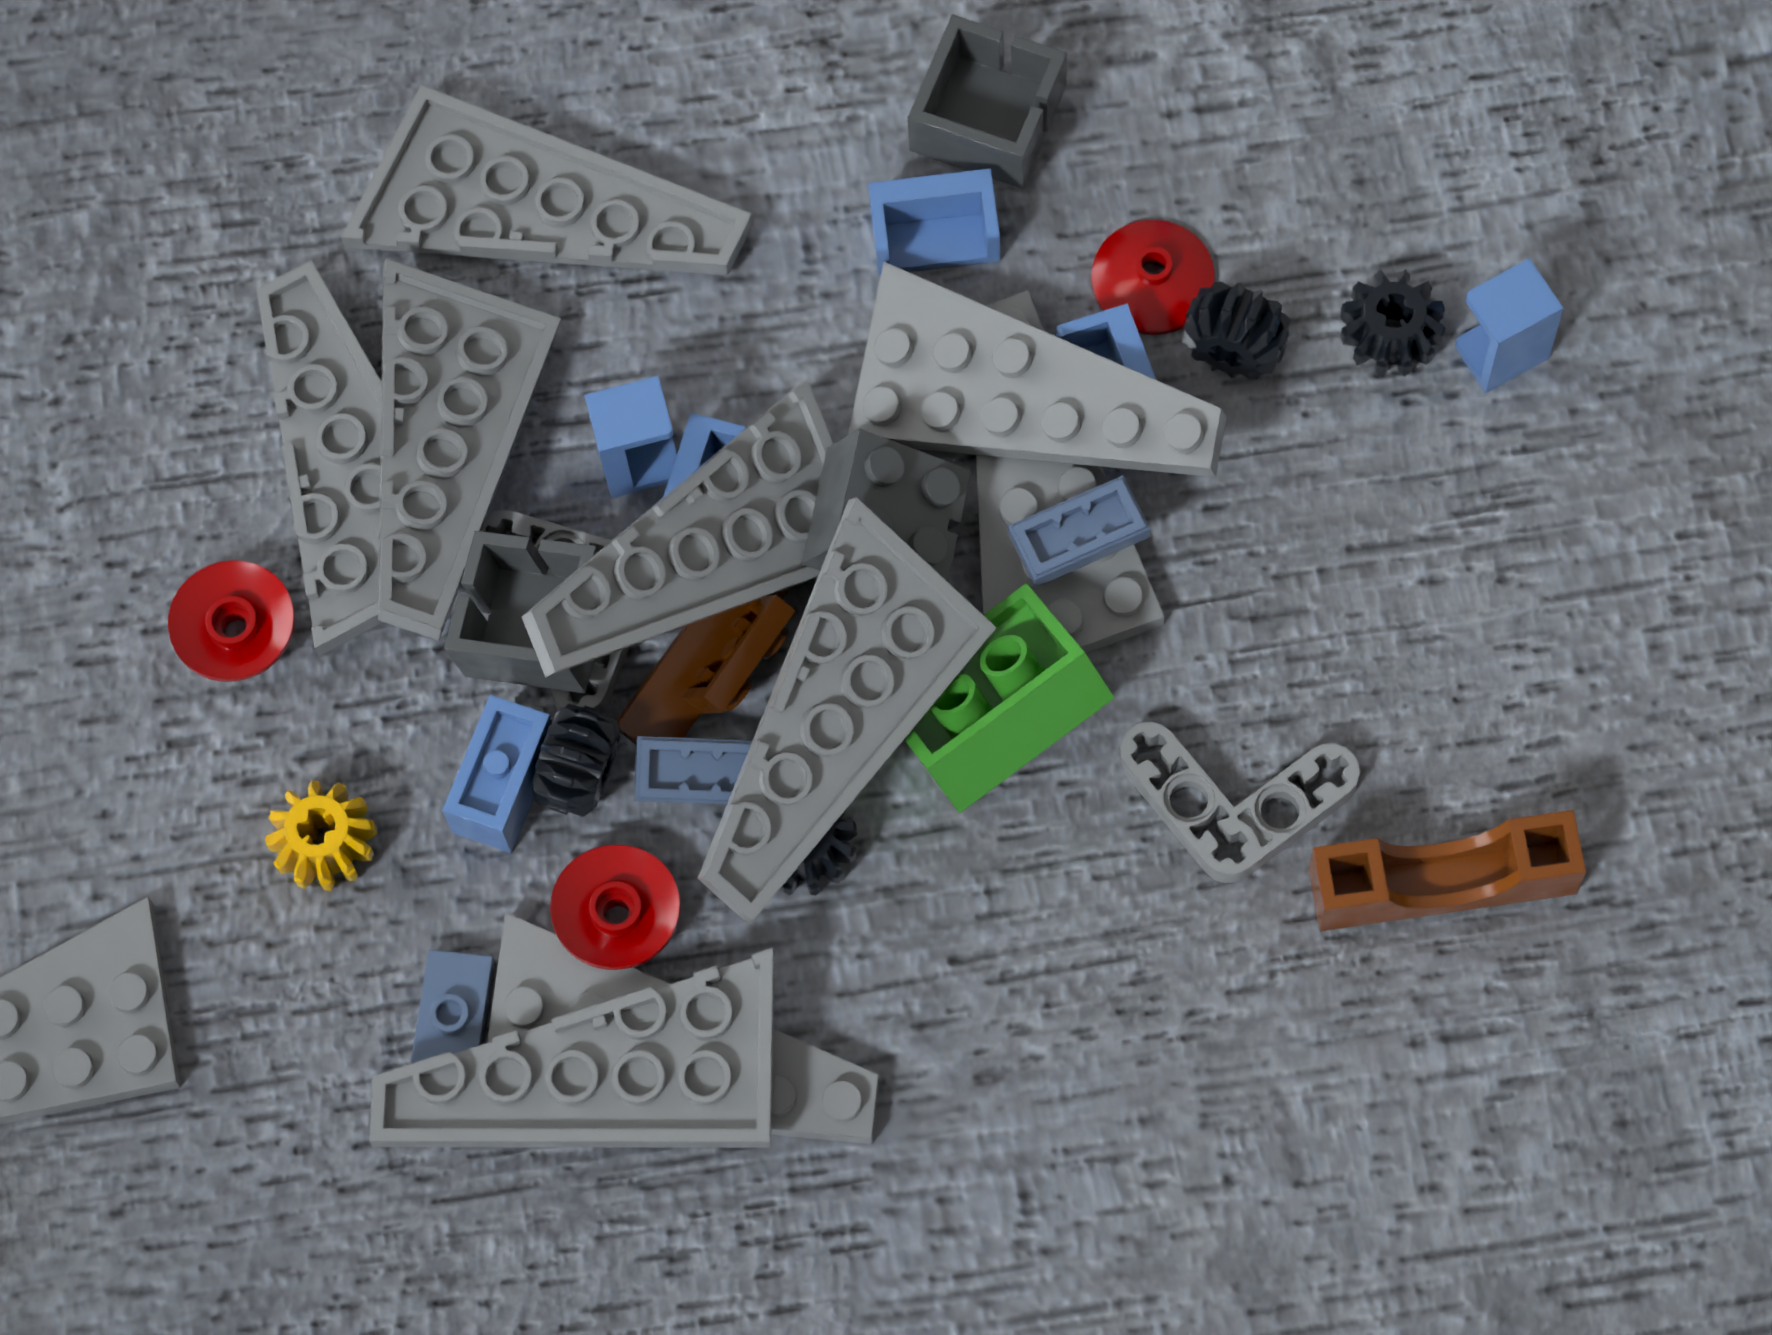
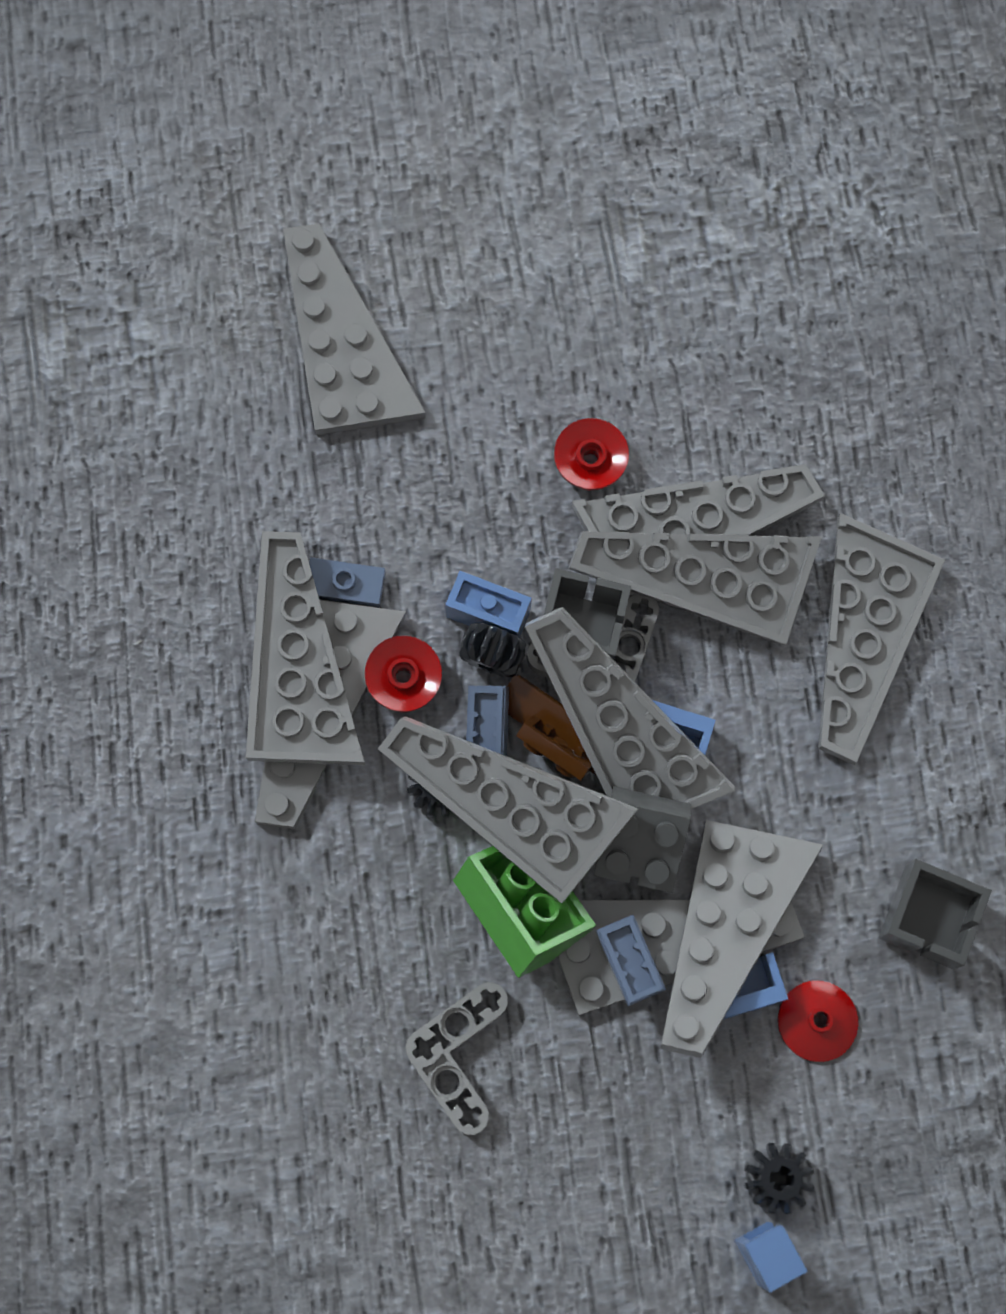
camera: 85 degrees right, 5 degrees up
(340, 846) = (442, 511): yellow gear -> none
(633, 435) = (700, 683): medium blue panel -> none
(935, 221) = (852, 878): medium blue panel -> none
(1236, 330) = (770, 1071): black gear -> none
(1503, 866) = (396, 1186): dark orange arch -> none

